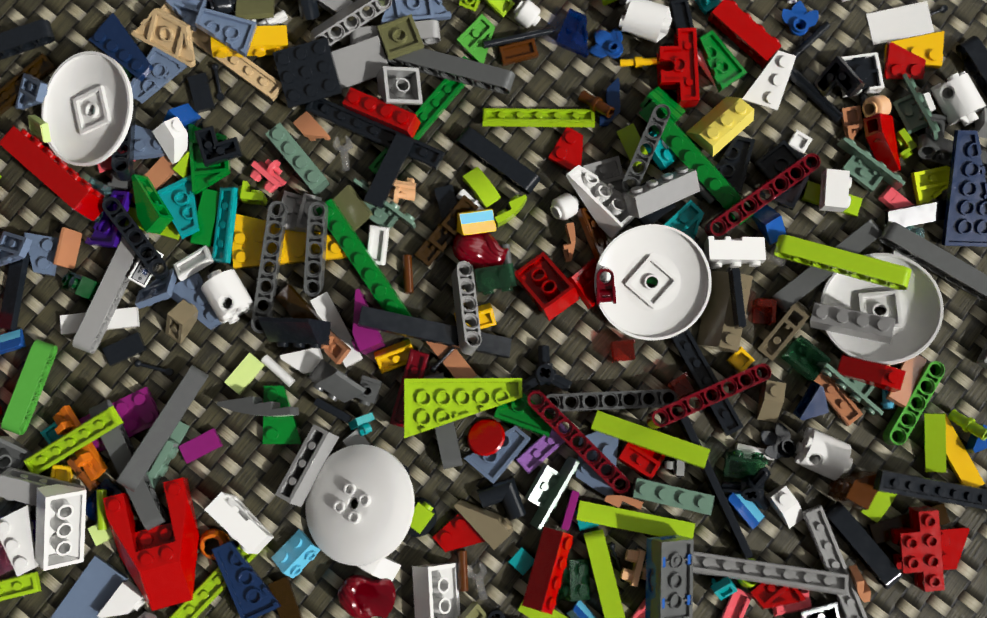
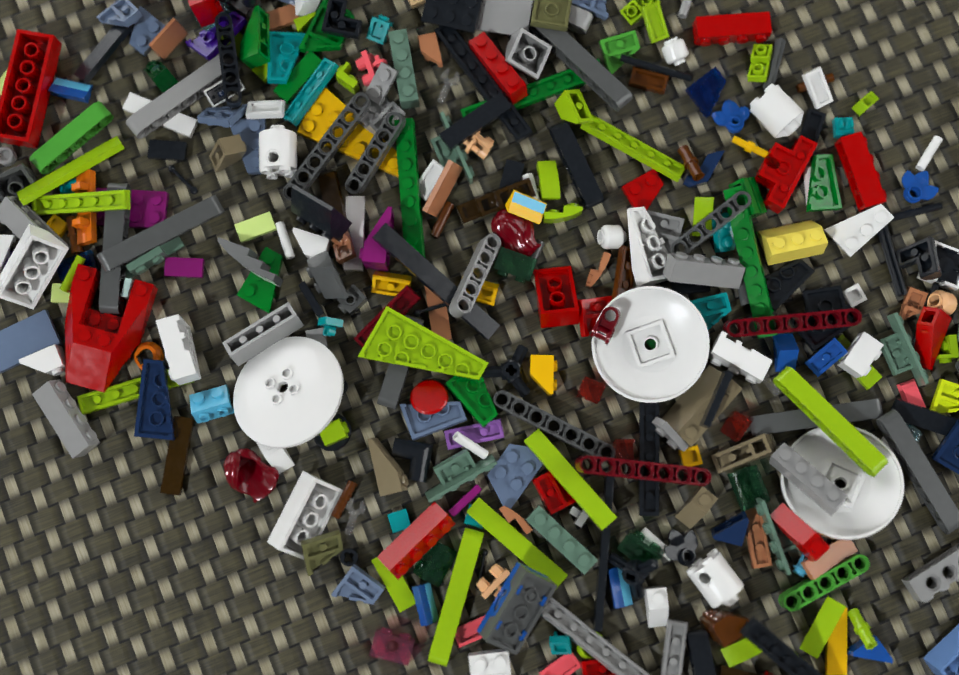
camera: 30 degrees right, 0 degrees up
(45, 417) = (70, 170): none -> lime tile
(160, 494) = (127, 287): none -> light aqua tile
(255, 135) = (379, 29): none -> teal bracket
(285, 183) = (381, 83): none -> light grey plate
(352, 207) = (427, 136): olive tile -> none
(393, 249) = (442, 188): none -> nougat tile
(457, 534) = (356, 466): red wing -> none
(467, 111) = (573, 107): none -> lime slope
(546, 459) = (470, 445): none -> white piece
(572, 358) = (542, 372): none -> yellow slope
(582, 449) = (504, 454): dark red beam -> none
(707, 350) = (667, 431): none -> light grey plate
(806, 208) = (826, 357): none -> blue plate

